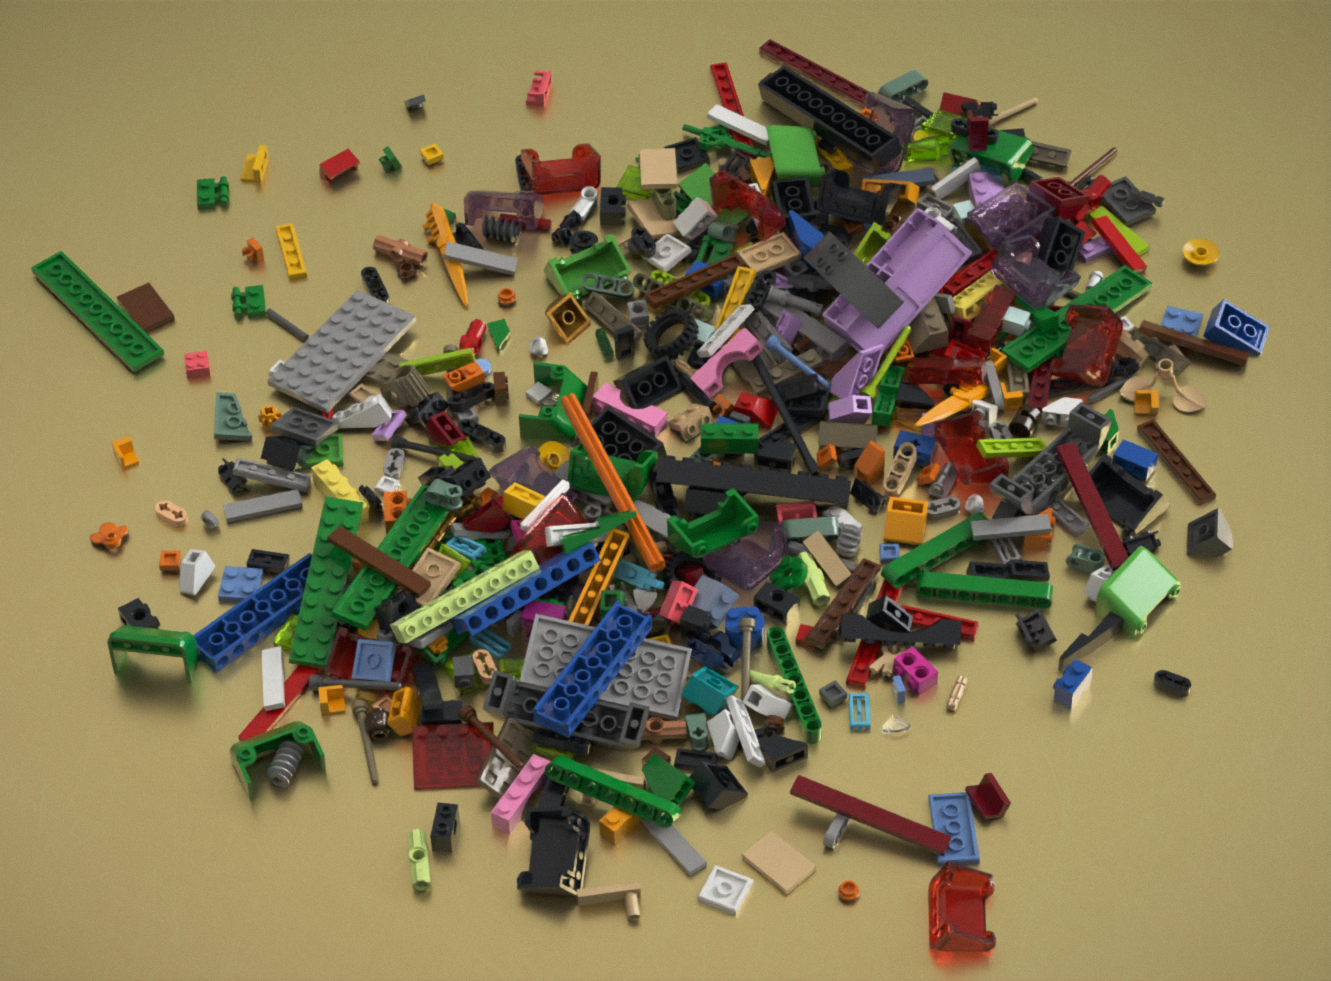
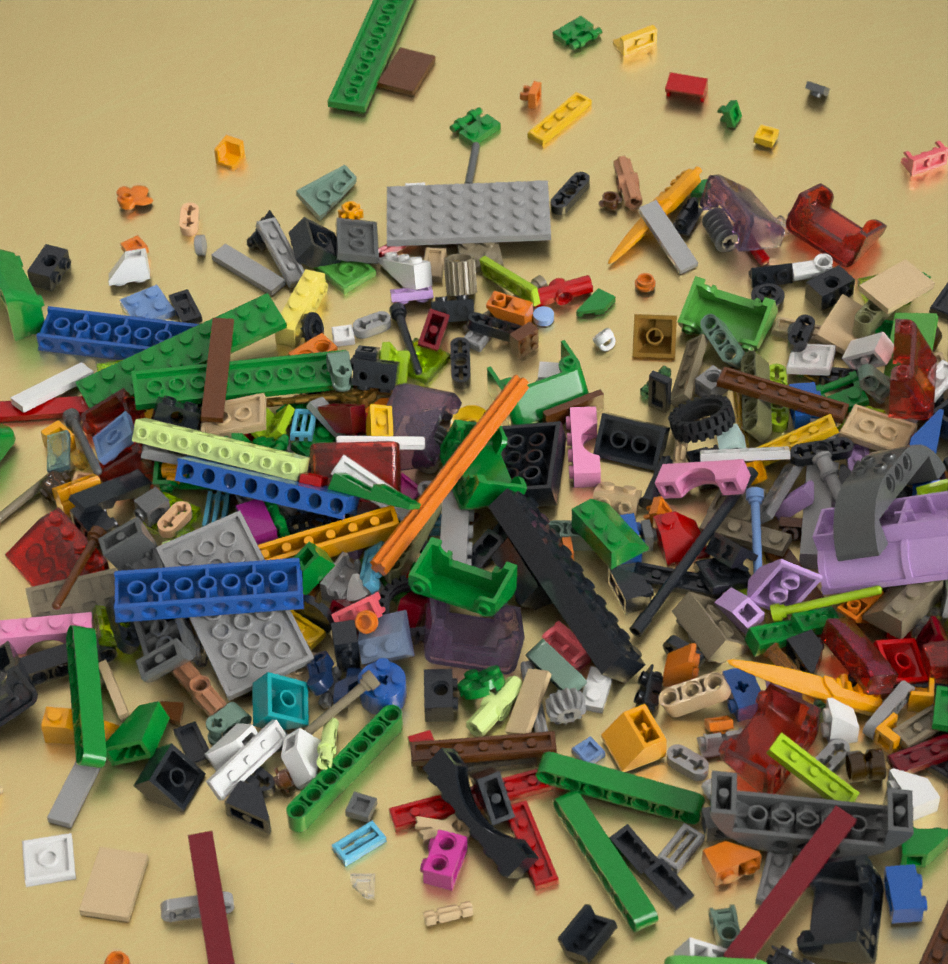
camera: 55 degrees right, 0 degrees up
(197, 364) = (371, 137): coral piece -> none
(351, 702) = (58, 451): none -> clear light blue tile
(546, 558) = (313, 479): none -> red tile
(695, 598) = (366, 621): none -> orange plate
(826, 457) = (665, 628): orange plate -> none
(898, 689) = (408, 859): medium blue tile -> none
(1010, 527) = (698, 831): light grey tile -> none

